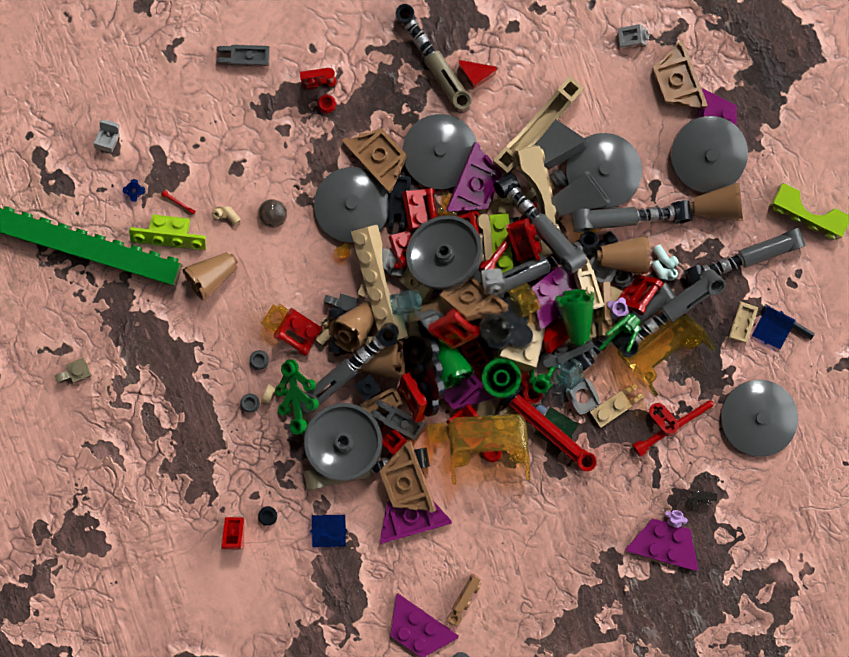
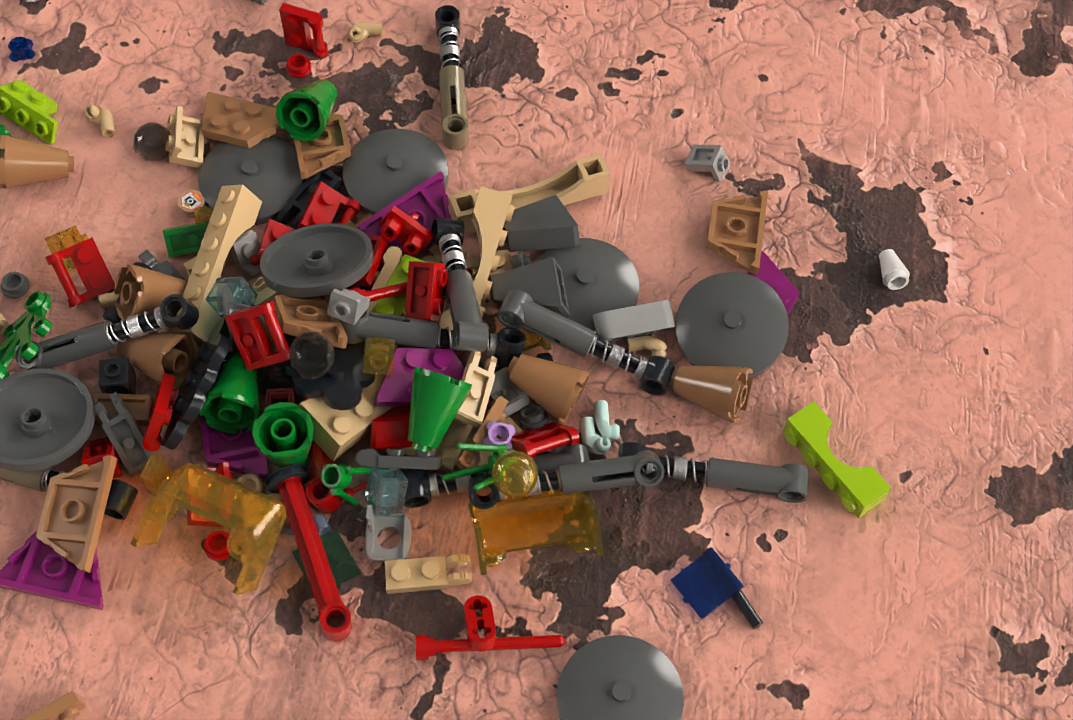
camera: 30 degrees right, 25 degrees down
(164, 194) = (51, 70): red hinge -> none
(294, 202) = (186, 140): none -> tan bracket
(319, 169) = (237, 120): none -> medium nougat wing
(326, 243) = (189, 201): none -> tile
(345, 270) = (184, 238): none -> green plate
(349, 50) = (364, 29): none -> tan arm
(365, 141) = (307, 110): none -> green cone
(476, 72) = (494, 112): red slope -> none
(481, 197) = (406, 230): none -> red hips
(643, 329) = (514, 473): none -> clear yellow hair
(650, 183) = (634, 321): none -> light grey beam
(664, 190) = (647, 343): none -> tan arm
(743, 322) = (666, 554): tan plate -> none
(786, 58) = (893, 270): none -> white cone

